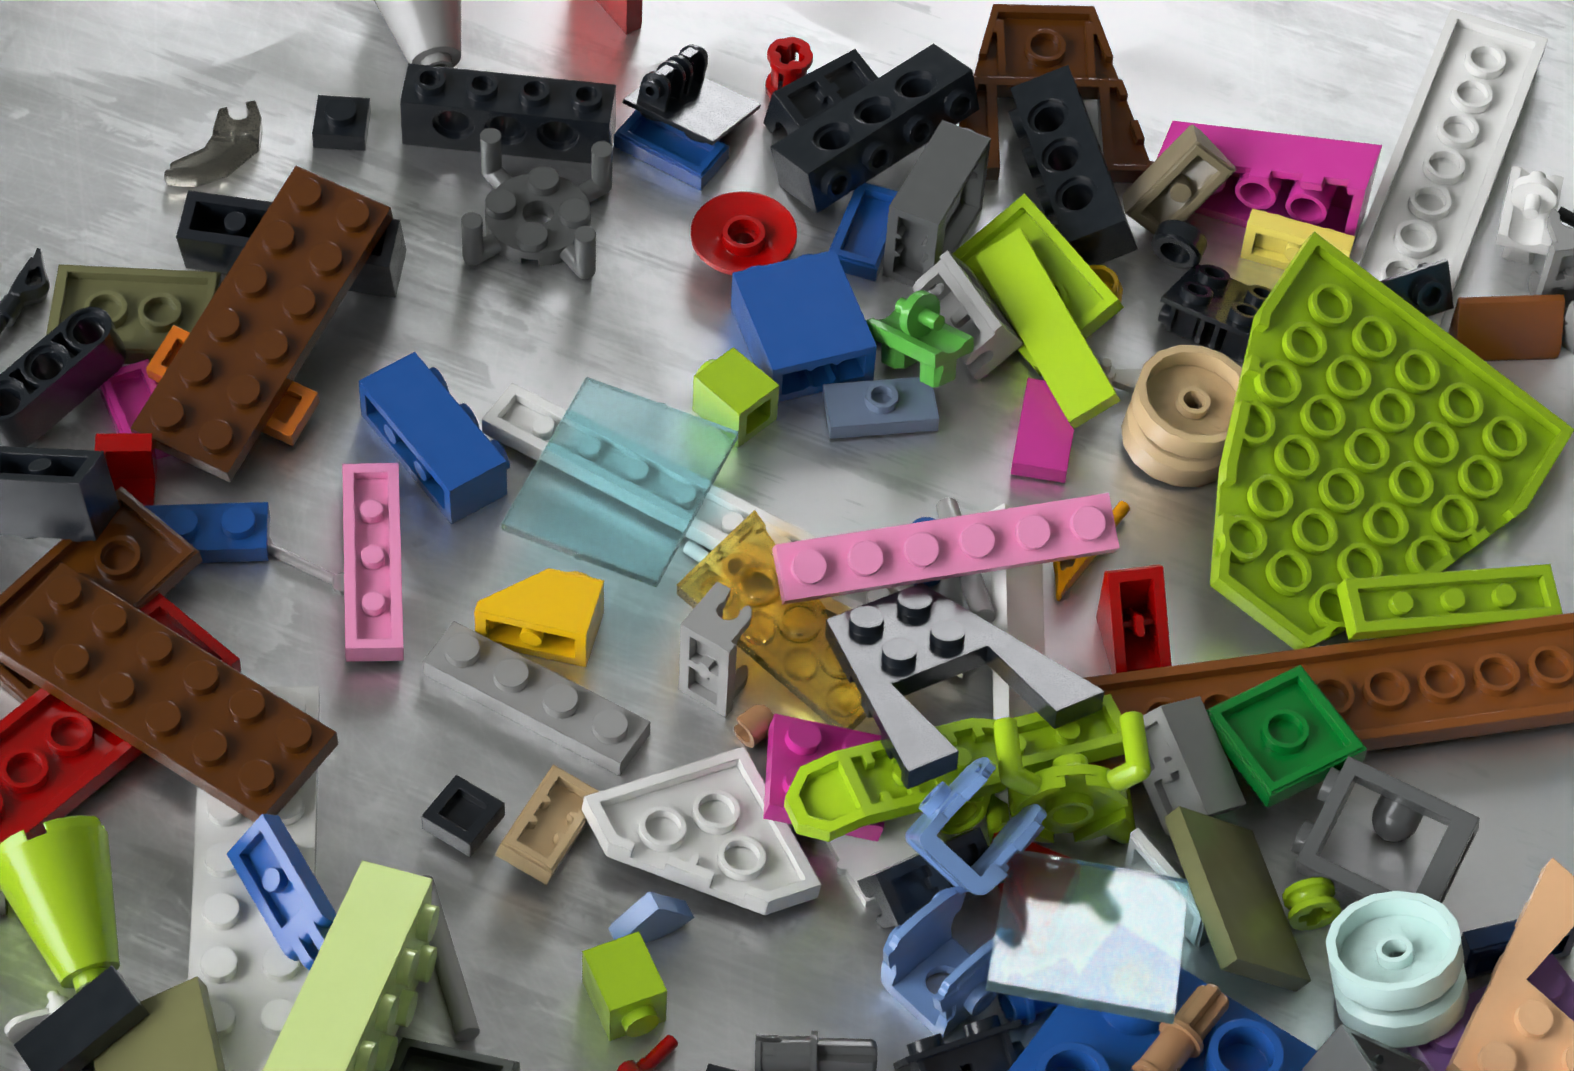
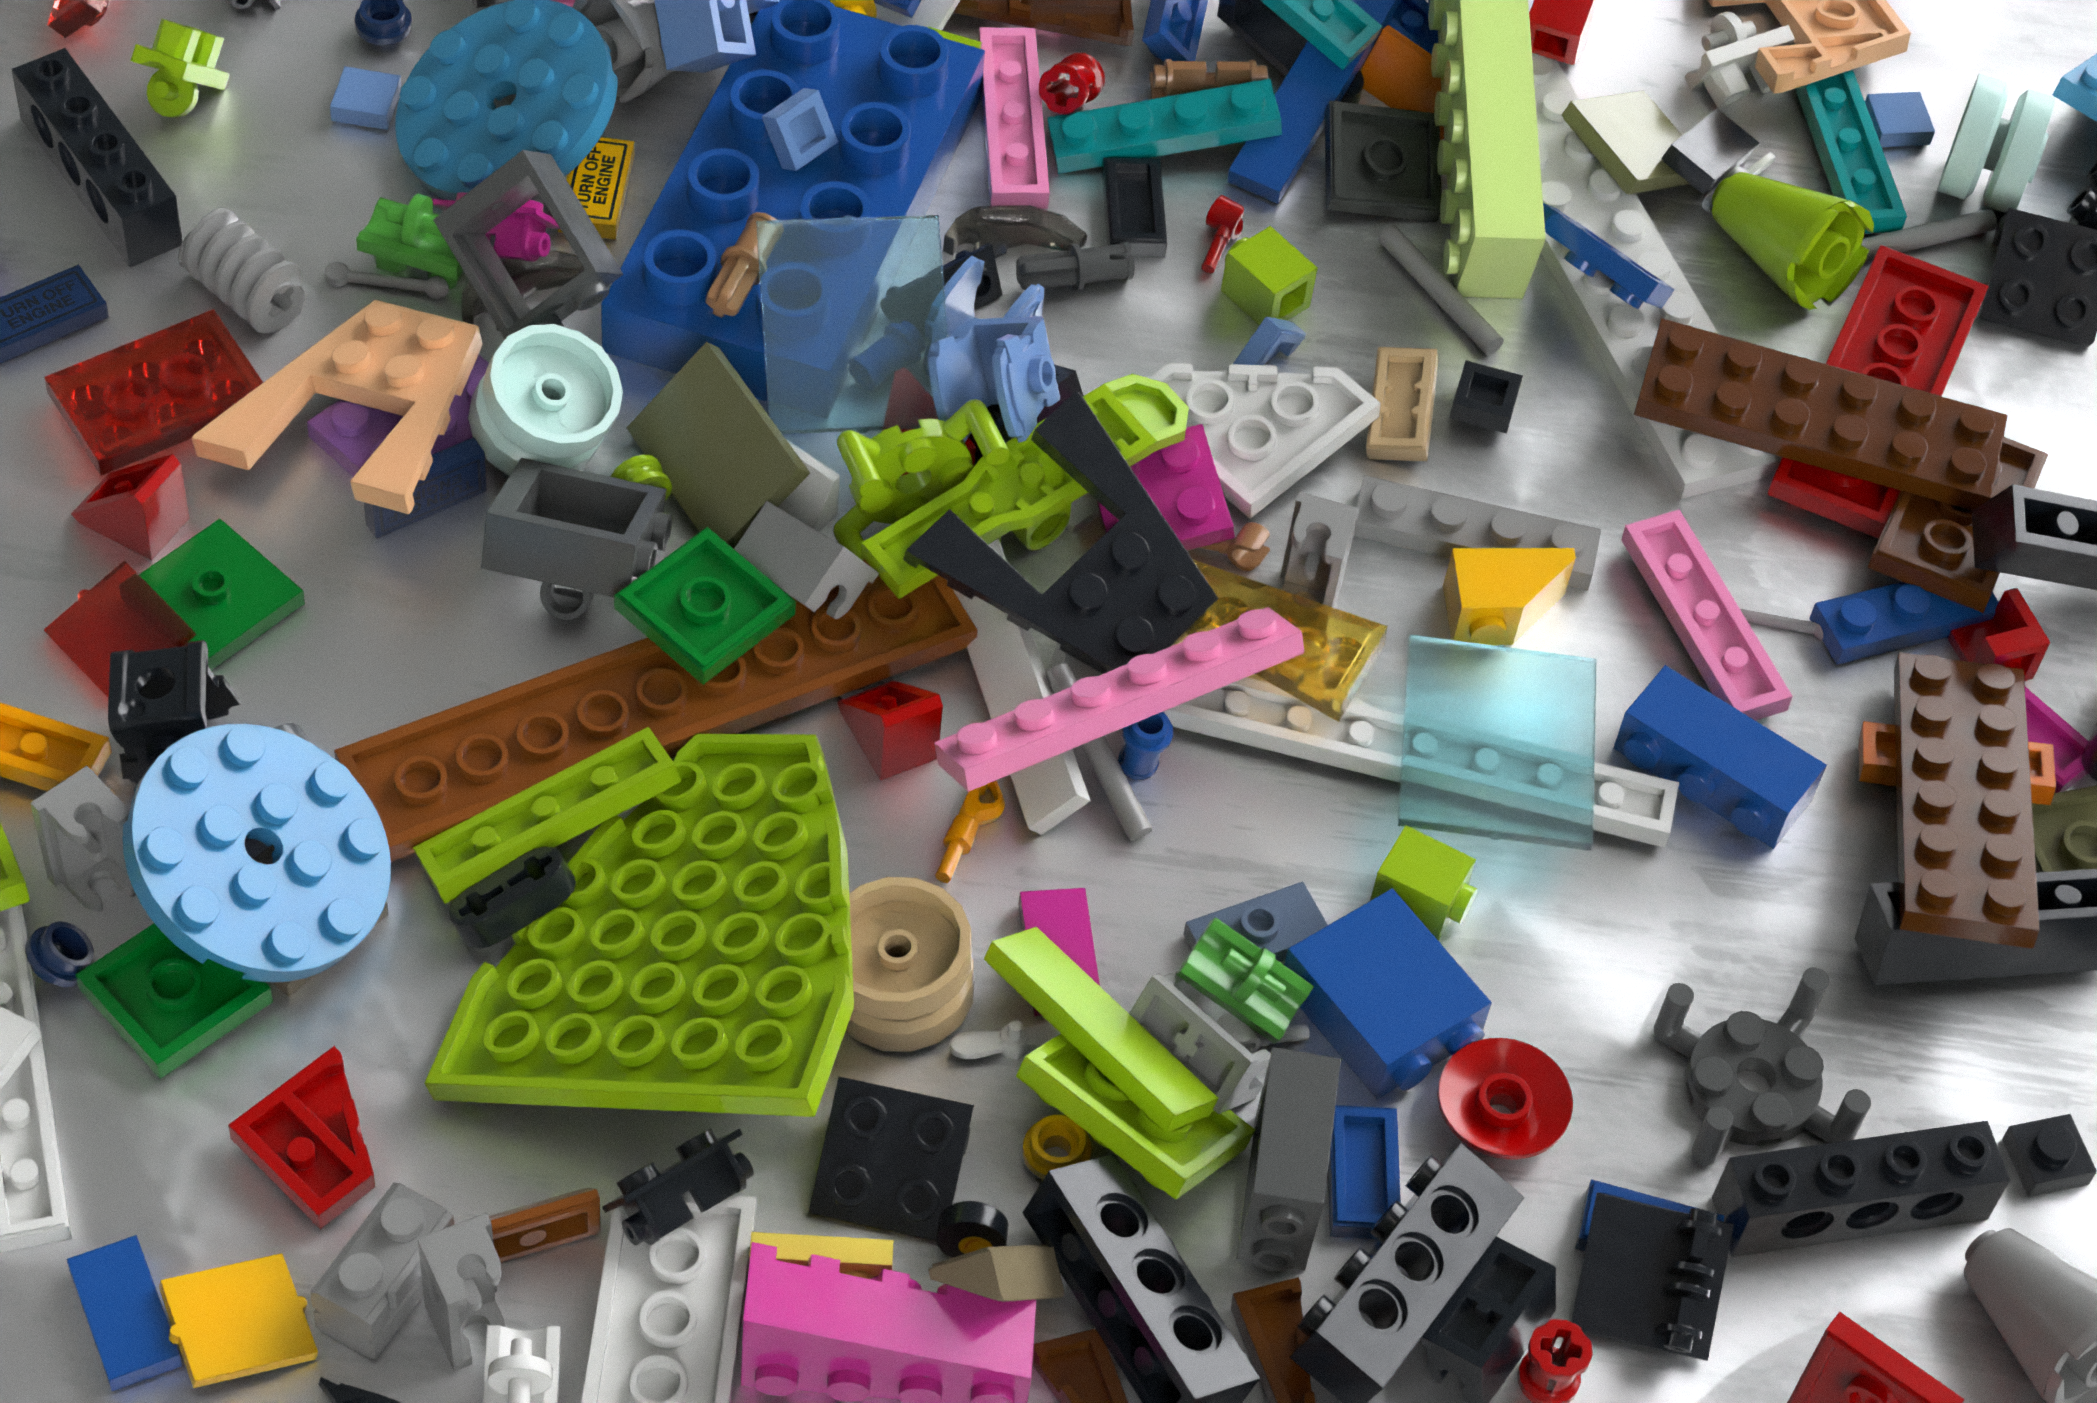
camera: 160 degrees right, 0 degrees up
(1486, 539) = (512, 897): none -> black beam

